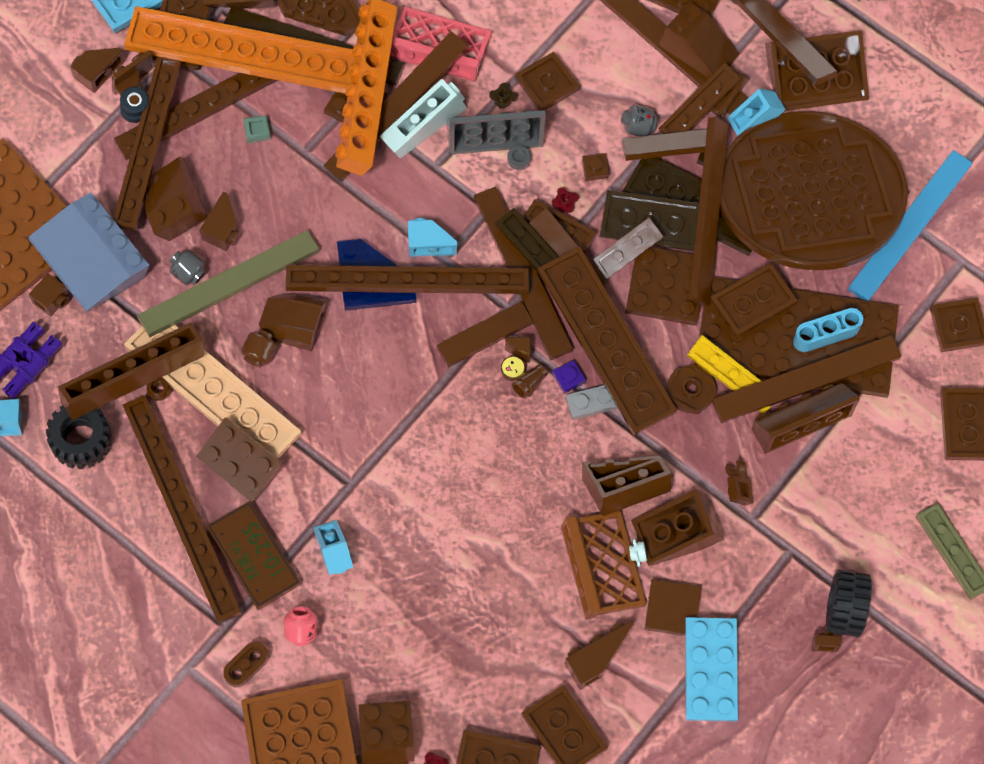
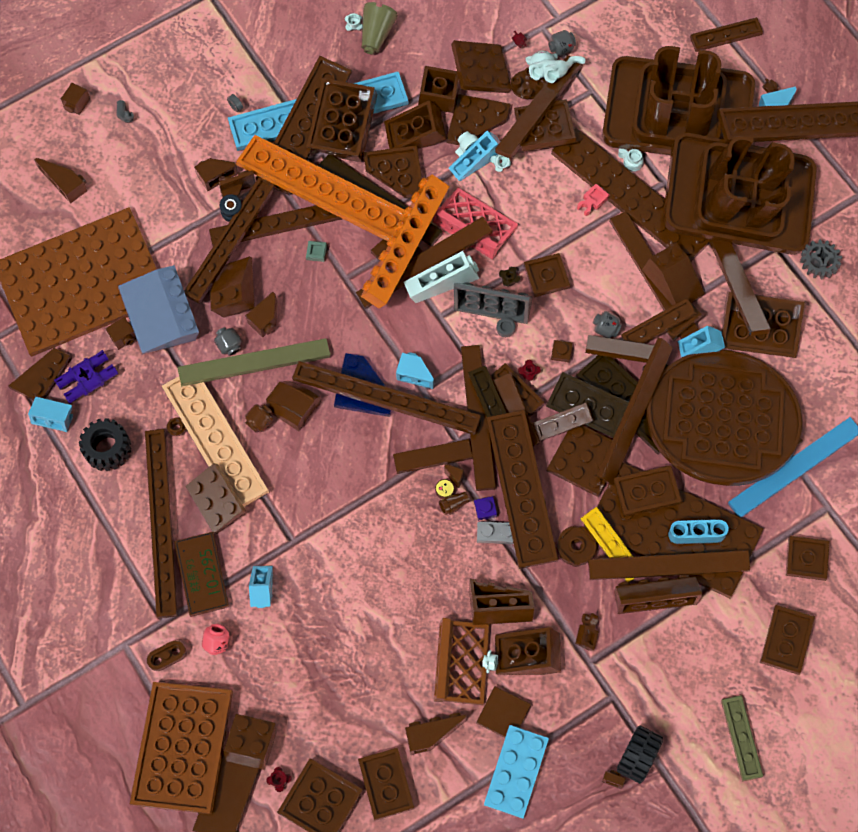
camera: 25 degrees right, 0 degrees up
(131, 371) = (155, 408): reddish brown brick -> none

